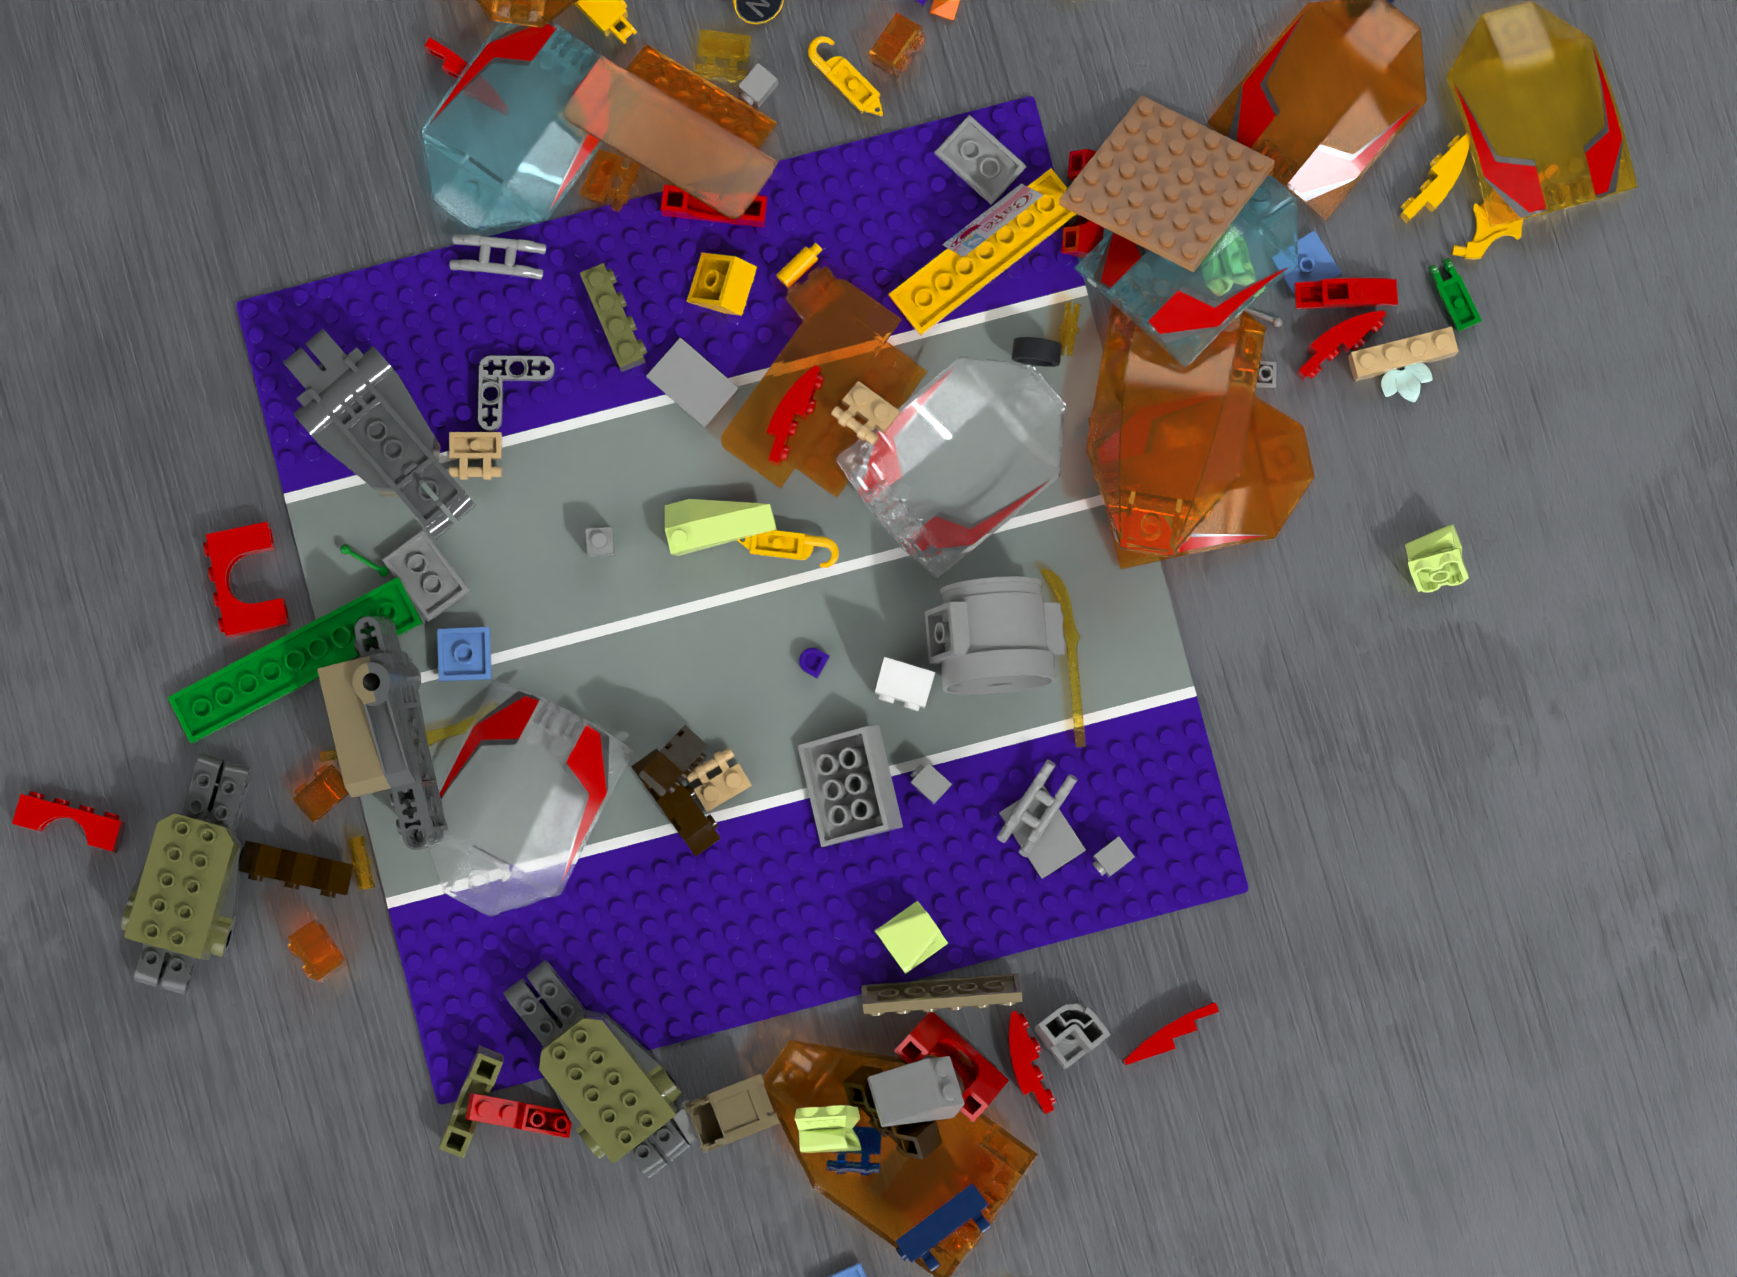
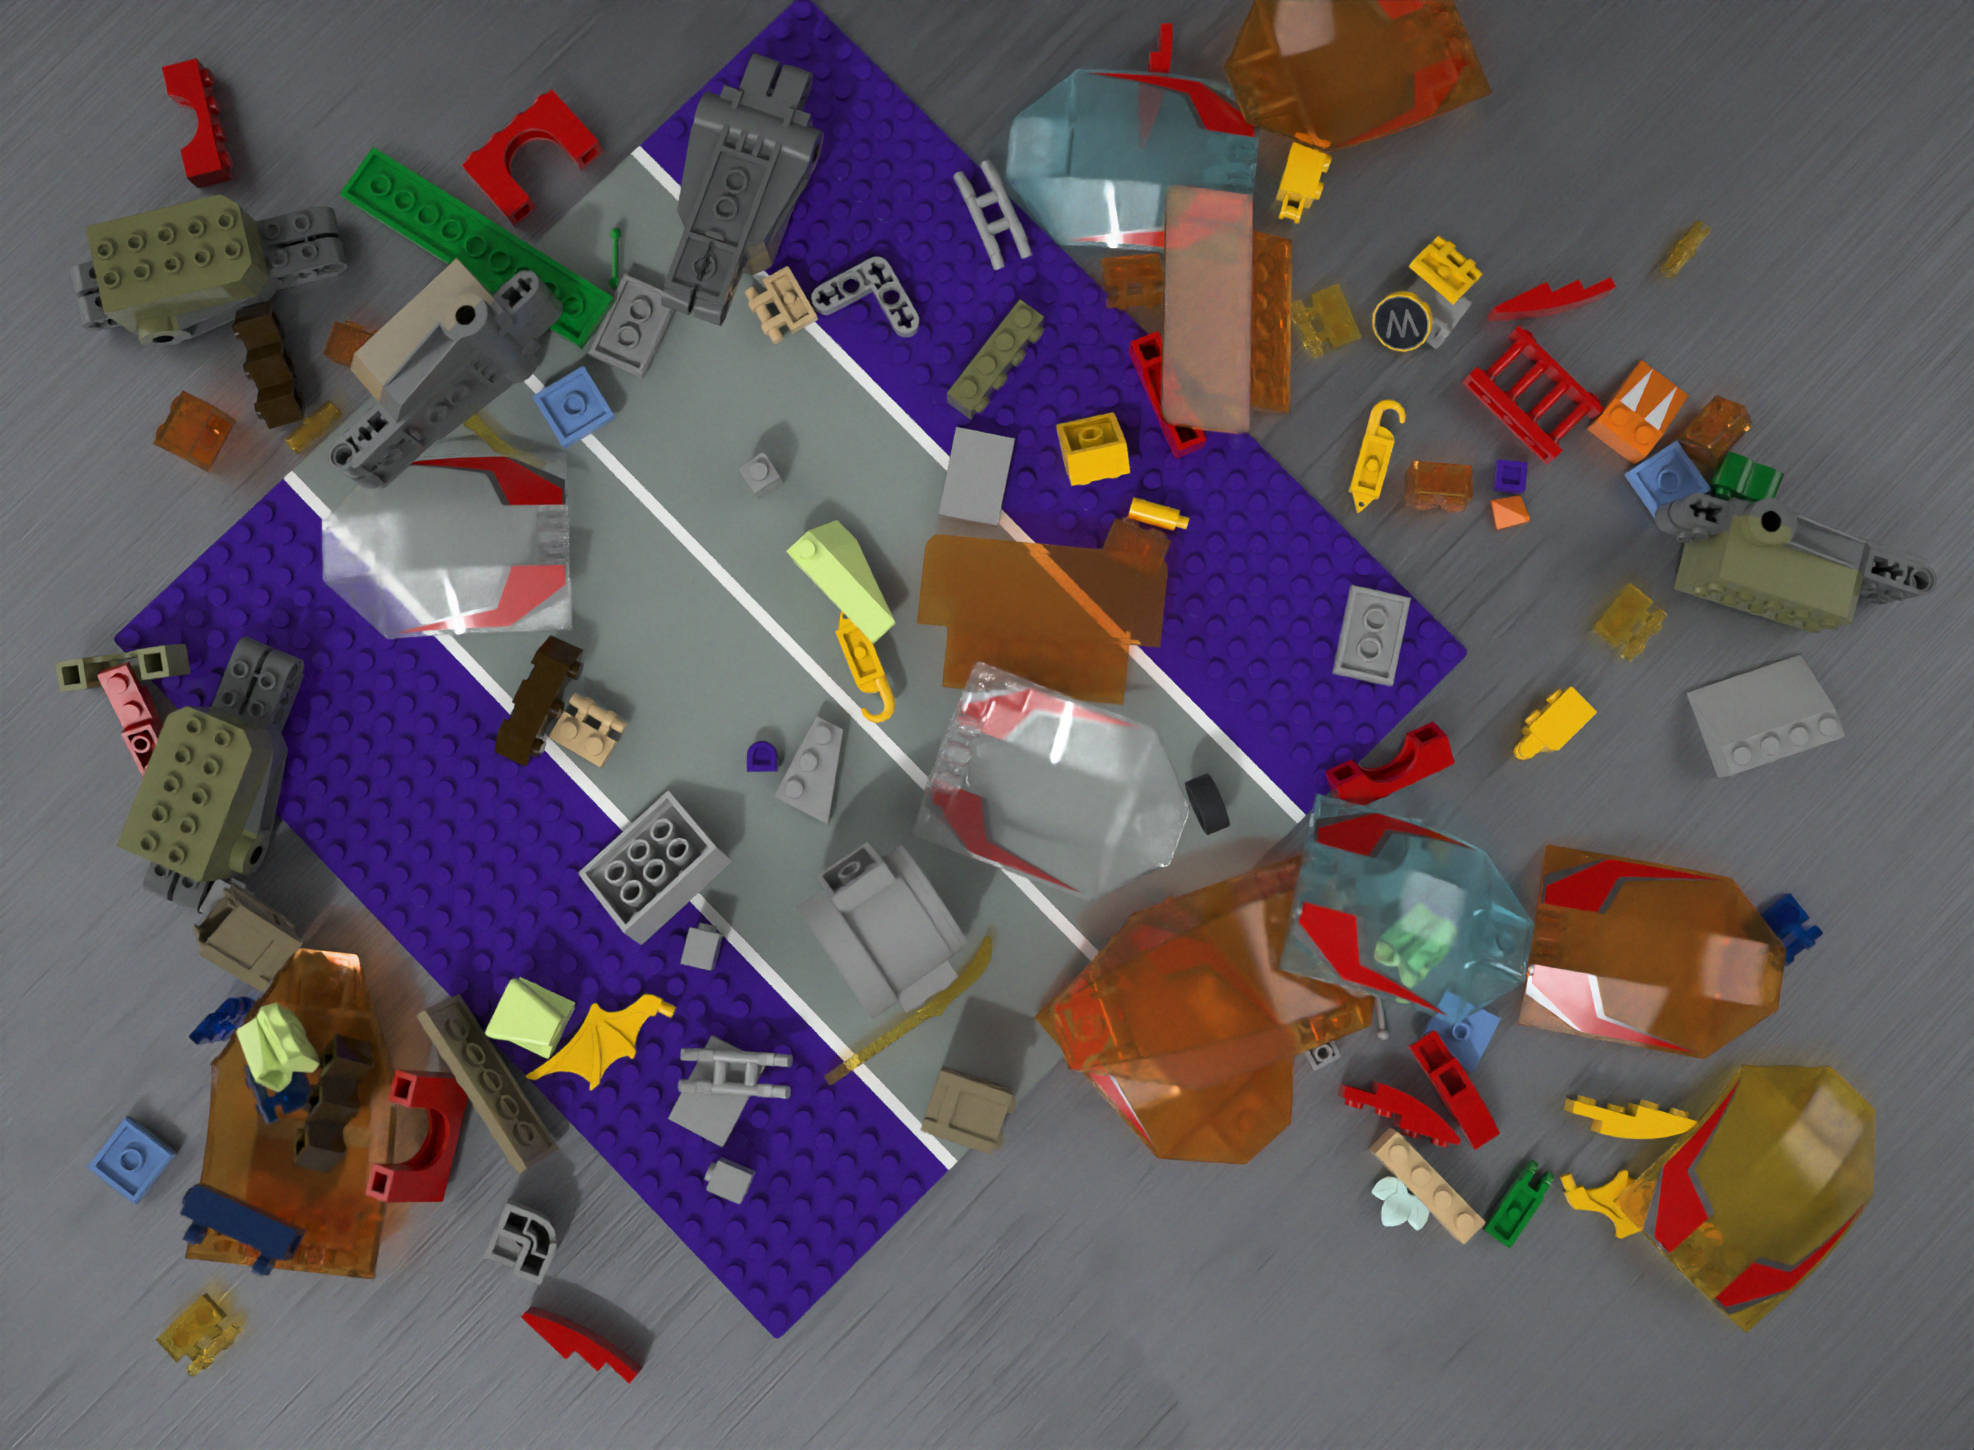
camera: 60 degrees right, 0 degrees up
(674, 761) = (570, 673): dark brown brick -> none
(757, 86) = (1314, 371): light grey brick -> none
(785, 1174) = (222, 1022): none -> clear blue plate
(796, 403) = (1011, 588): red slope -> none
(845, 629) = (812, 774): none -> light grey wing
(868, 406) = (1050, 665): tan plate -> none
(904, 684) = (786, 863): white slope -> none
(917, 1092) = (358, 1118): light grey slope -> none
(954, 279) = (1281, 694): yellow plate -> none
(957, 895) = (604, 1039): none -> yellow animal
(992, 220) = (1316, 681): sticker -> none
(1022, 1052) = (476, 1202): red slope -> none
(1069, 328) = (1251, 824): clear yellow pin -> none
(1122, 64) = (1554, 724): none -> yellow hinge
(1160, 652) = (968, 1110): none -> dark tan container
(1167, 183) = (1460, 840): medium nougat plate -> none
(1436, 560) = (1231, 1345): yellowish green piece -> none

